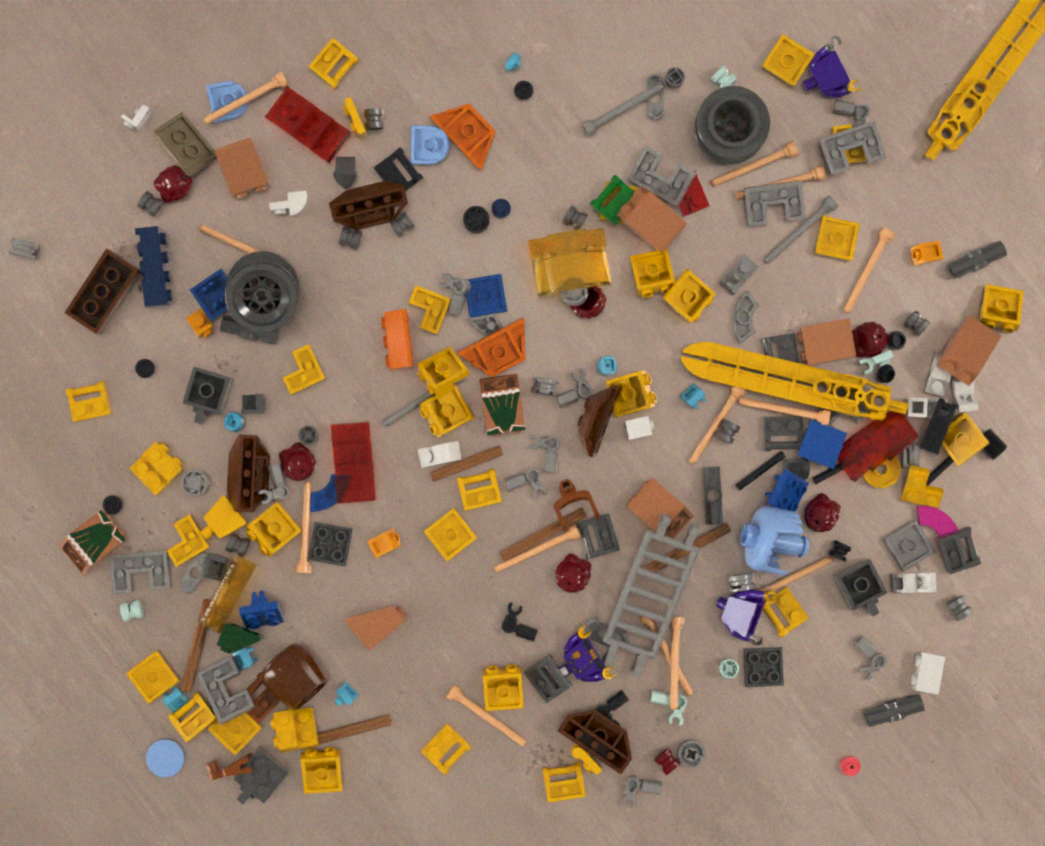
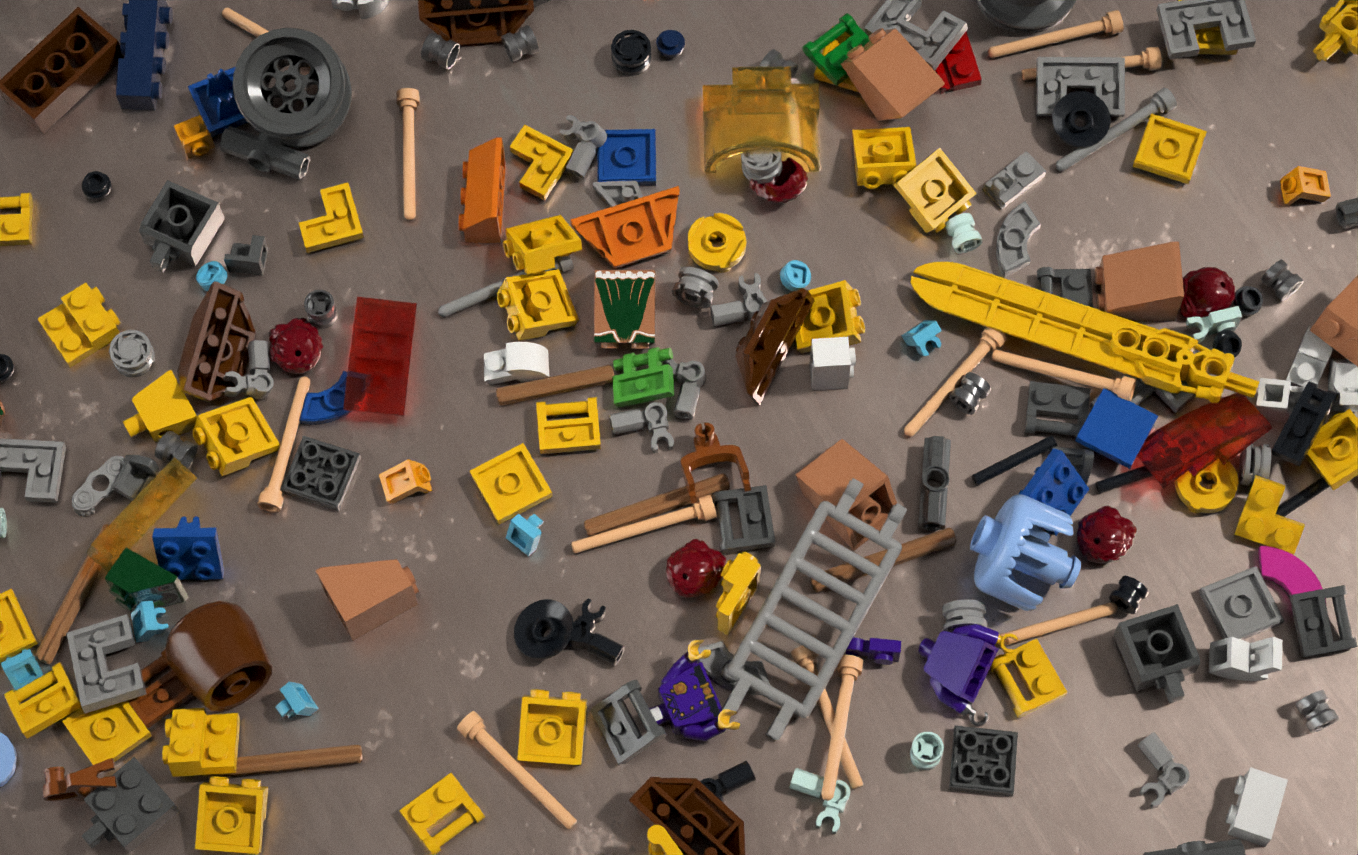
camera: 10 degrees right, 20 degrees down
(192, 543) = (105, 440): yellow plate -> none
(336, 279) = (408, 100): none -> light nougat piece
(465, 567) = (525, 533): none -> medium azure tile
(479, 631) = (538, 619): none -> black dish
(521, 458) = (645, 384): none -> bright green plate
(563, 345) = (712, 227): none -> yellow plate
(601, 581) = (739, 585): none -> yellow plate
(694, 610) = (880, 650): none -> dark purple plate
(711, 321) = (963, 233): none -> light aqua wheel
(787, 230) = (1081, 106): none -> black dish
(885, 237) = (1244, 155): light nougat piece -> none

